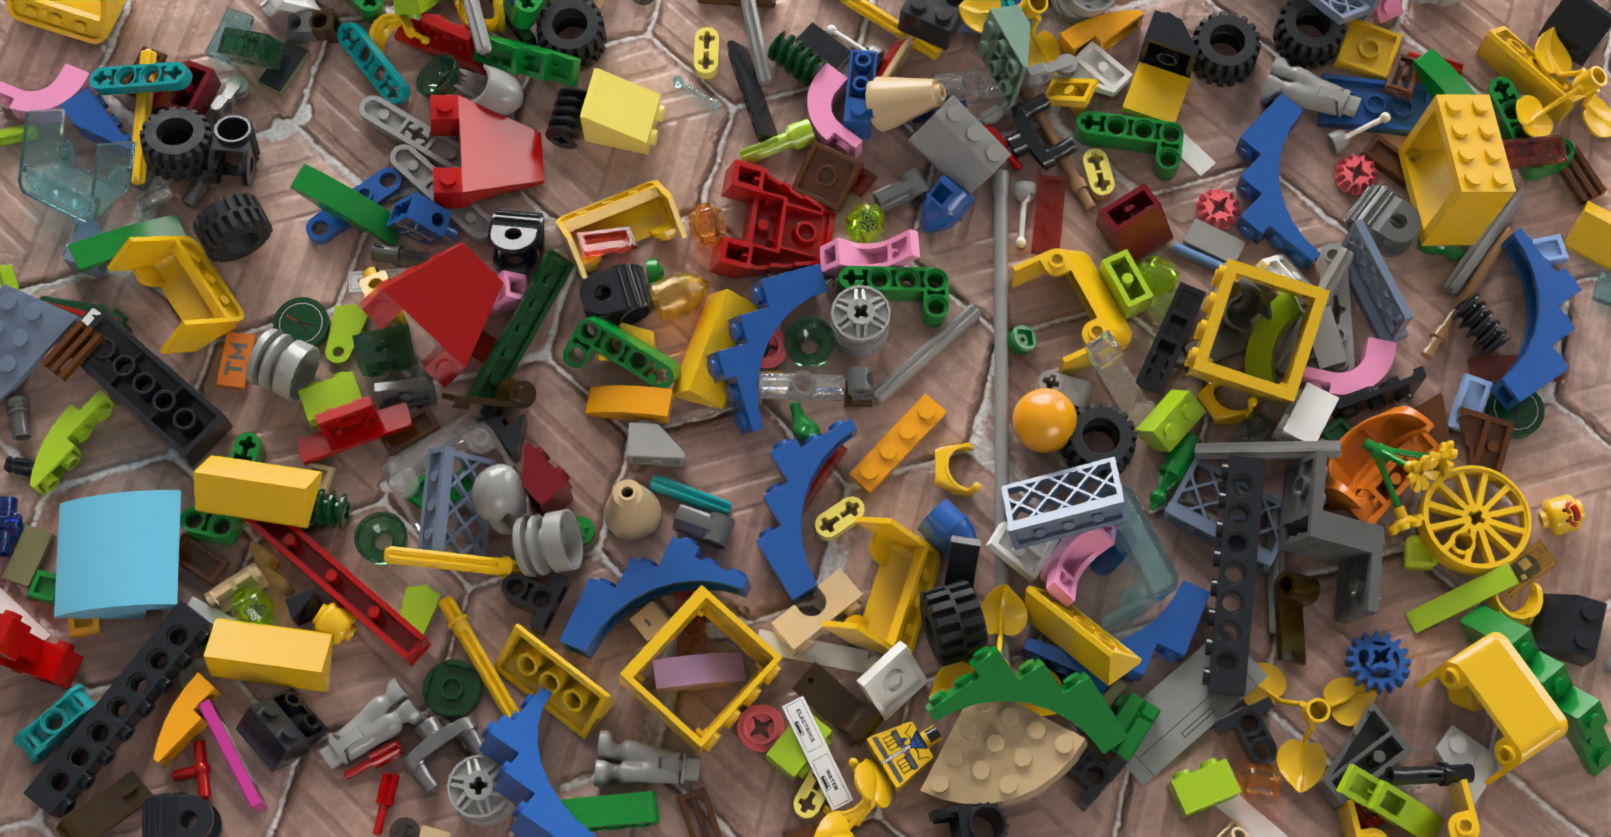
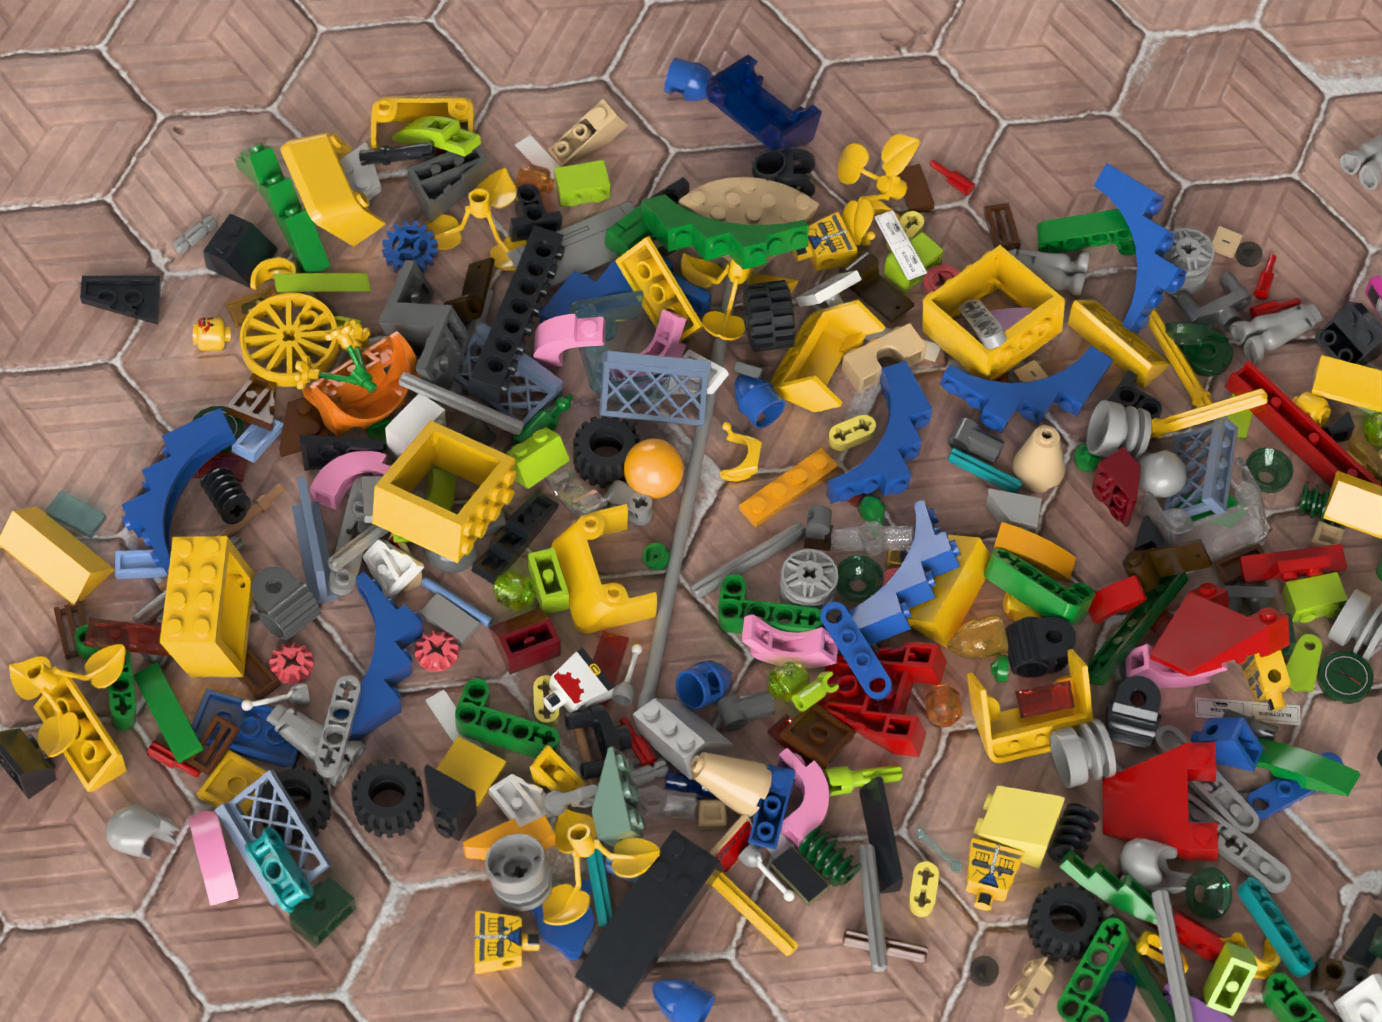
camera: 175 degrees left, 10 degrees down
(475, 699) = (1188, 333): none -> clear green piece
(538, 360) = (1117, 597): none -> red slope
(565, 185) = (1082, 753): none -> light grey wheel
(646, 67) = (991, 871): none -> yellow torso
(715, 638) = (982, 323): none -> light grey beam
(801, 246) = (856, 650): none -> blue plate
(836, 211) = (814, 692): none -> lime bar
(1070, 176) = (578, 684): none -> white torso
(1173, 540) = (564, 333): none -> bright pink arch
(1288, 93) = (339, 726): none -> light grey beam

